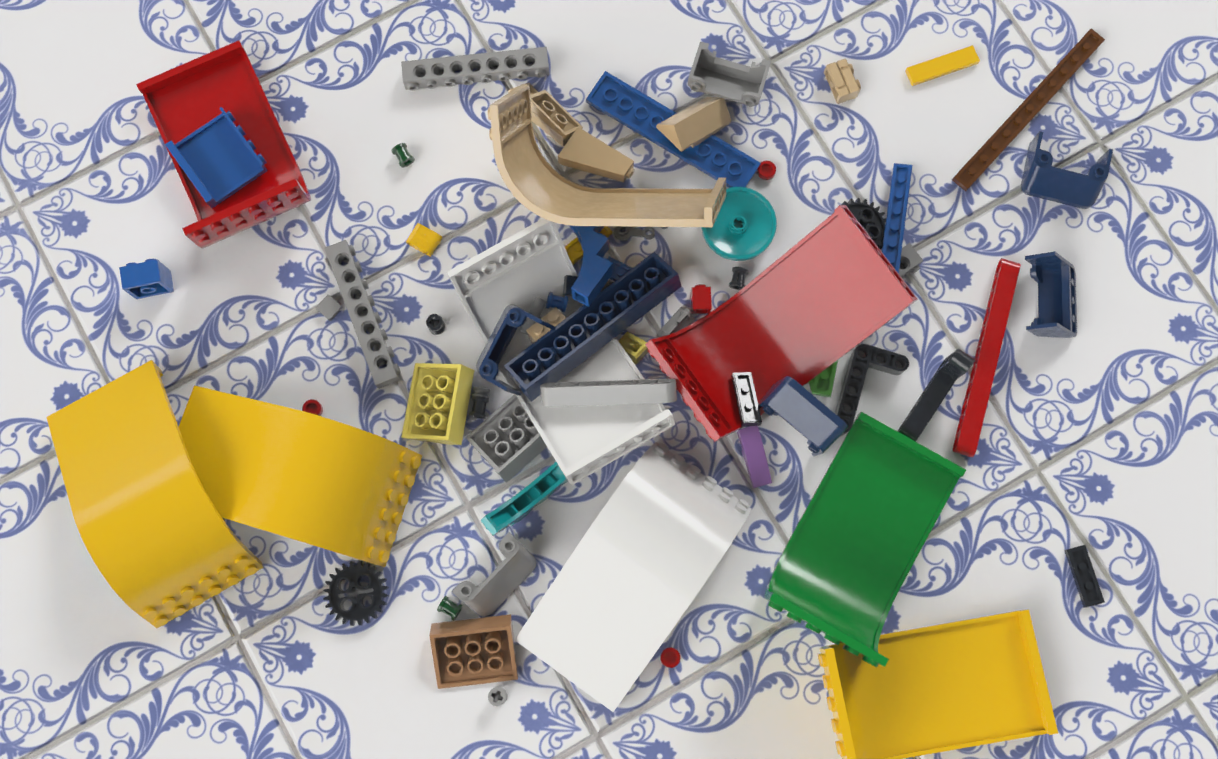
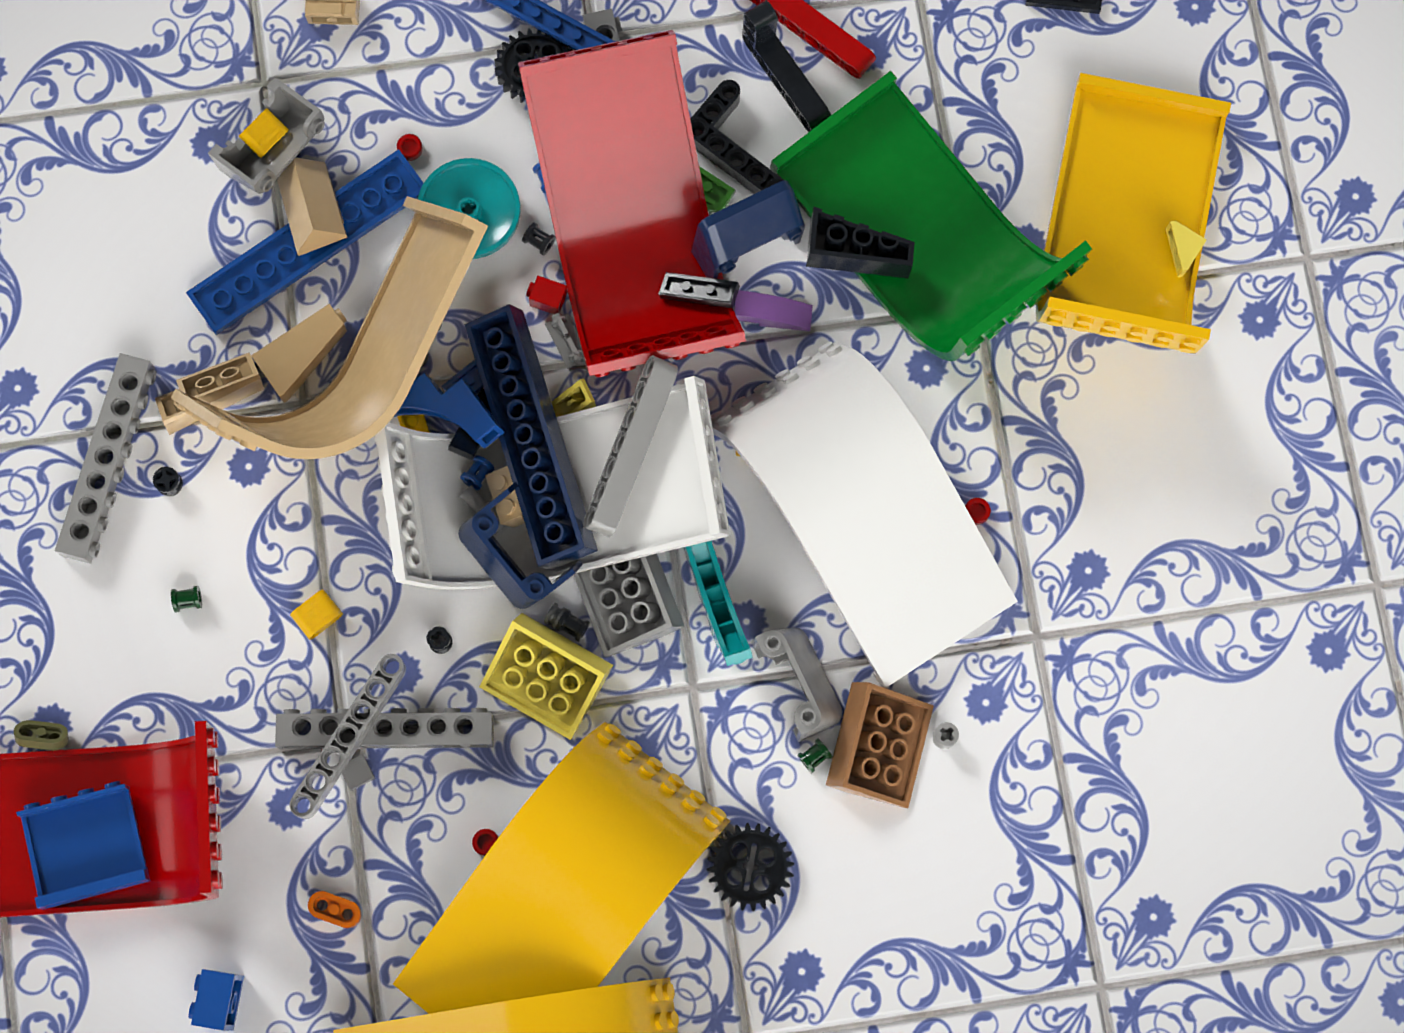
camera: 70 degrees left, 0 degrees up
(233, 330) = (334, 910): none -> orange plate
(282, 106) = (41, 735): none -> olive plate
(337, 284) = (347, 750): none -> light grey beam
(475, 107) = (164, 476): none -> black wheel
(731, 72) = (263, 132): none -> yellow piece
(823, 496) = (856, 248): none -> black wedge
(930, 738) = (1183, 245): none -> light yellow slope

